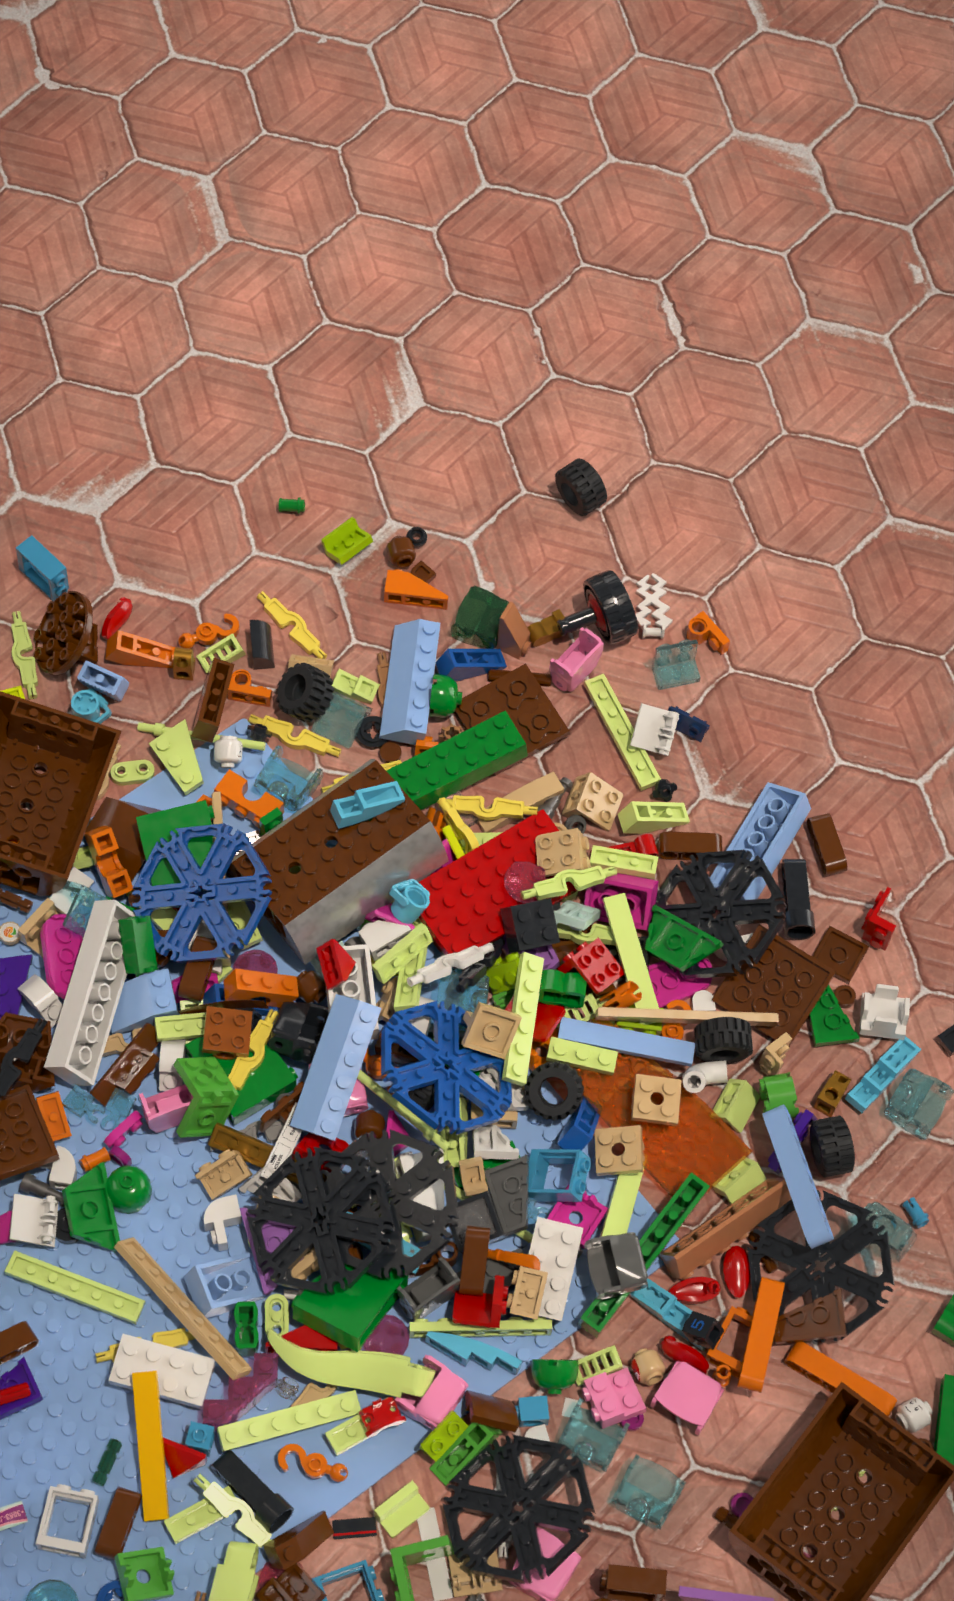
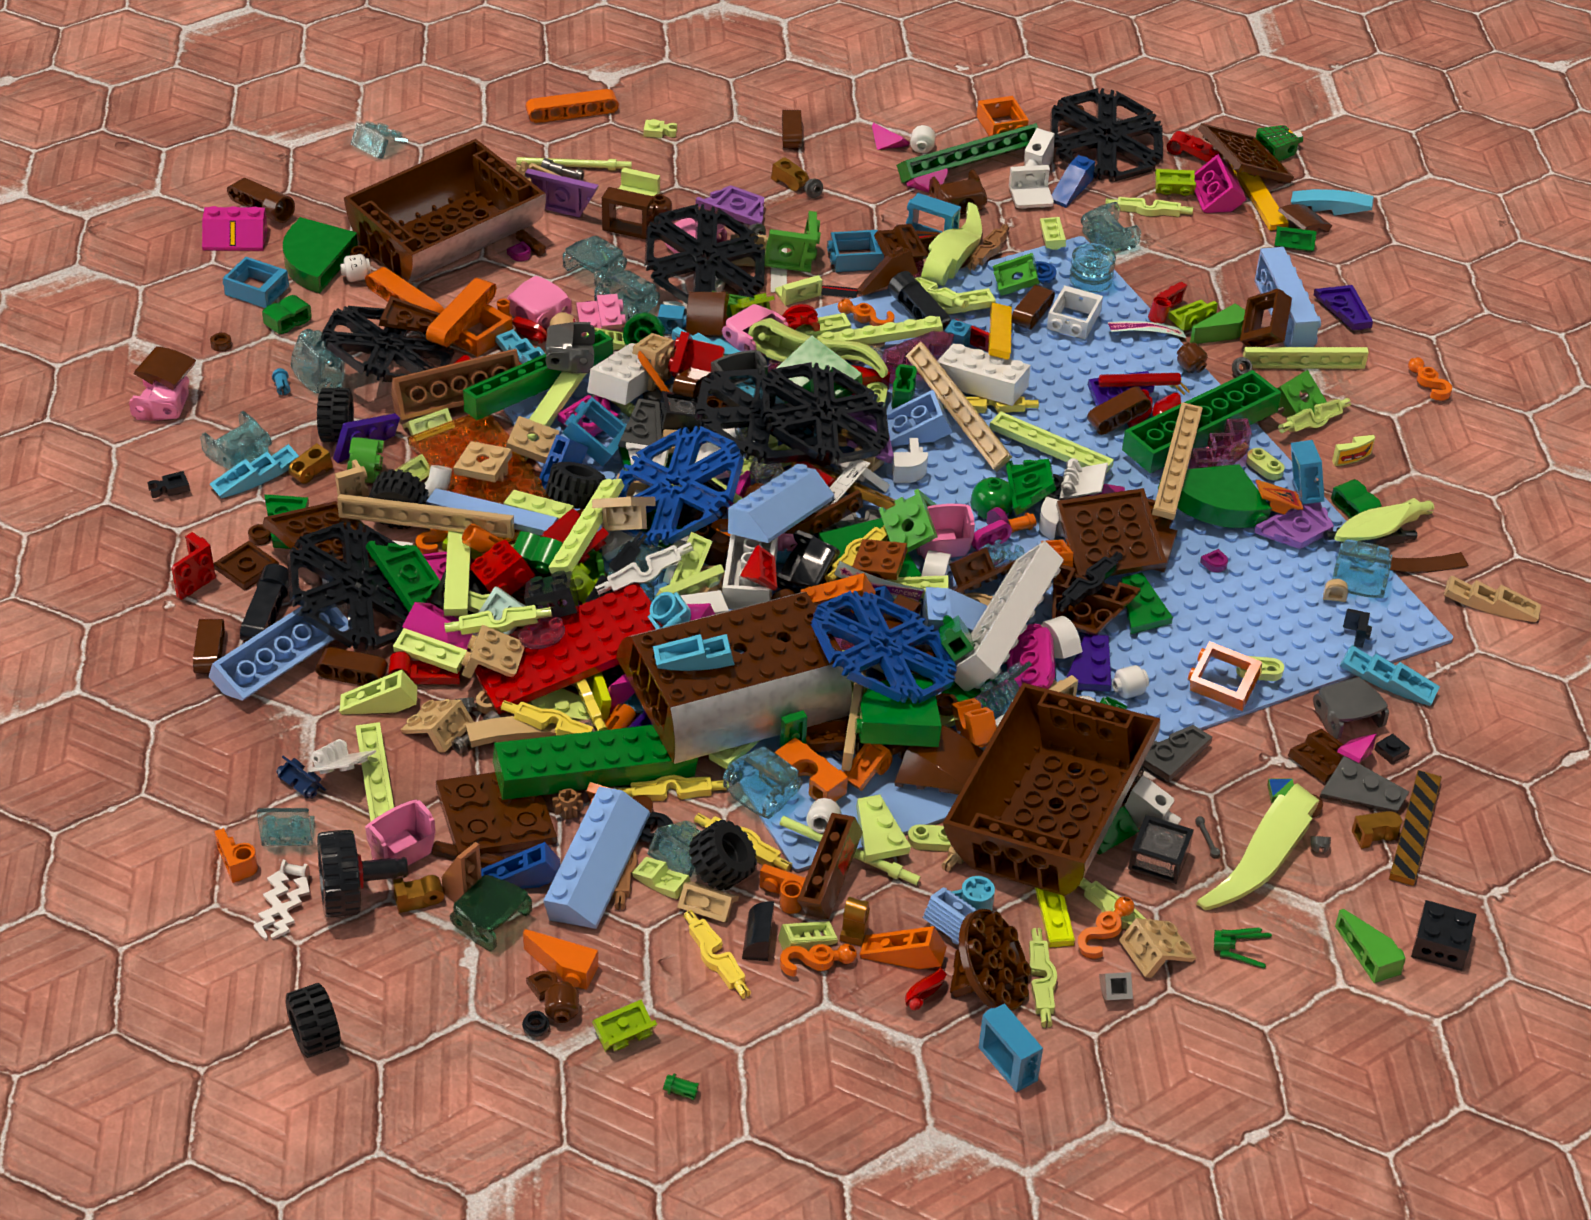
camera: 165 degrees left, 20 degrees down
(106, 1462) = (1037, 343): clear green axle -> none
(223, 1173) = (902, 486): tan bracket -> none
(259, 732) = (790, 835): black plate -> none
(444, 696) = (562, 829): green cylinder -> none
(662, 785) = (355, 718): black plate -> none
(702, 1330) = (509, 326): black brick -> none
(798, 1176) = (381, 378): light blue beam -> none
(884, 1013) = (230, 506): white panel -> none

